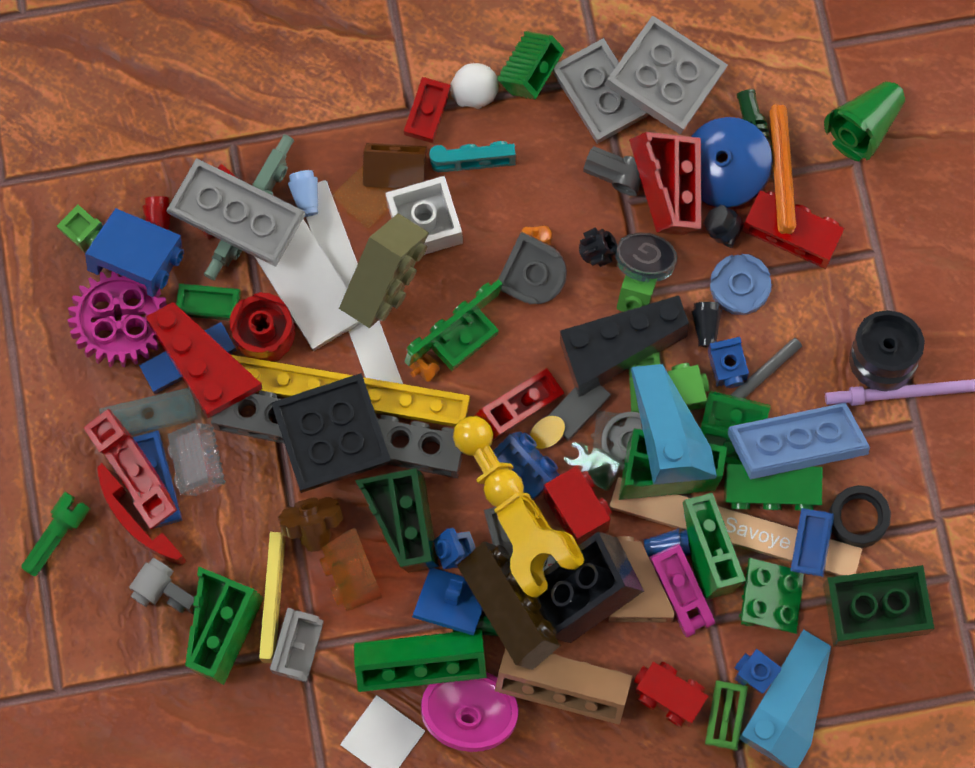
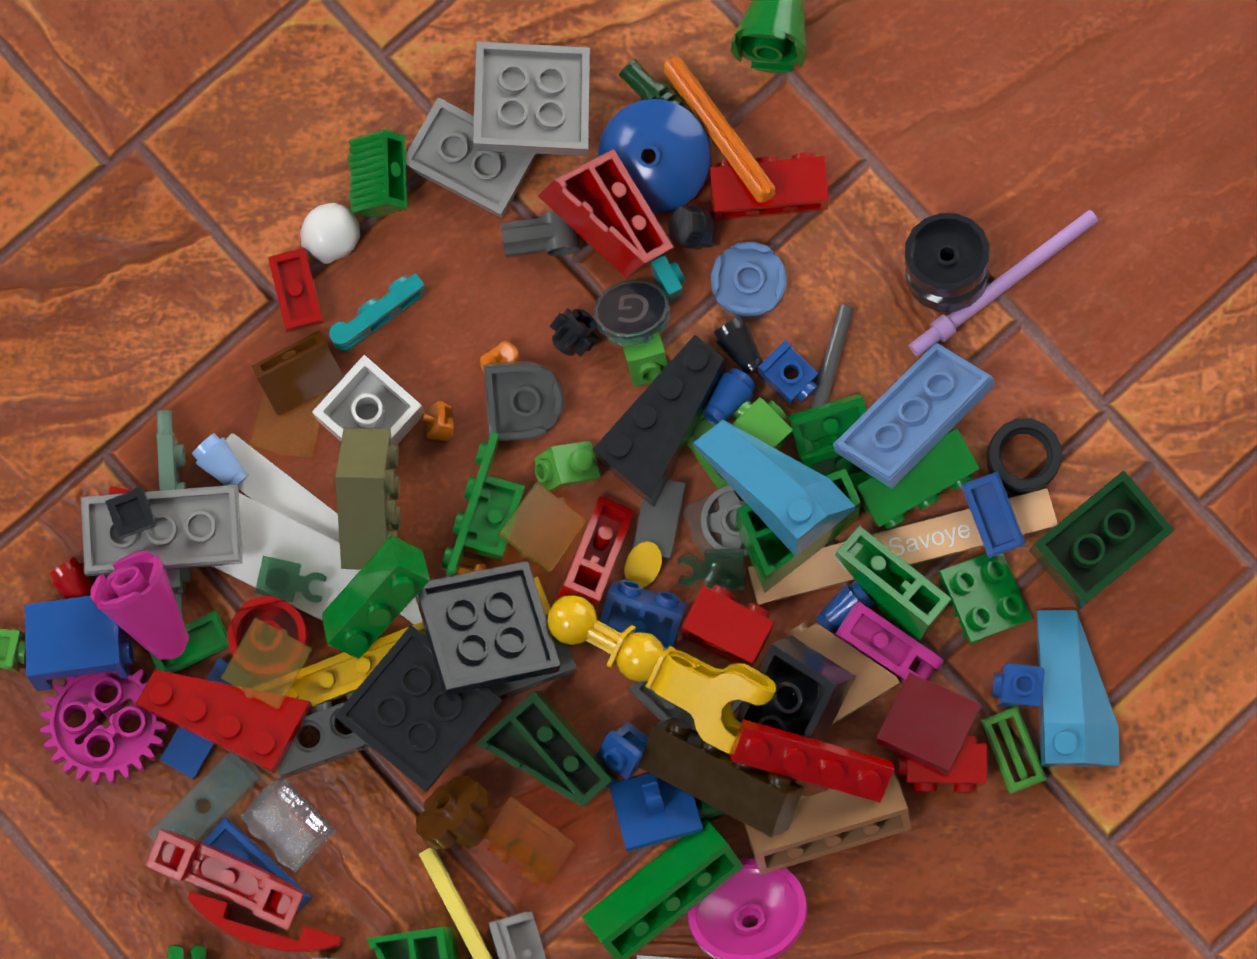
camera: 30 degrees left, 5 degrees up
(191, 253) = (143, 604): none -> dark pink cone
(222, 186) = (131, 513): none -> black plate
(248, 340) = (266, 663): none -> clear yellow piece
(296, 295) = (282, 580): none -> clear green plate
(349, 340) = (375, 597): none -> green brick
(411, 406) = (487, 628): none -> plate
(469, 253) = (439, 421): none -> orange piece
(493, 365) = (542, 527): none -> clear yellow piece
(536, 334) = (566, 465): none -> bright green bracket
(576, 630) = (811, 761): none -> red plate
(676, 657) = (928, 724): none -> dark red tile
(679, 351) = (729, 394): none -> blue cone
(685, 249) = (668, 277): none -> teal plate

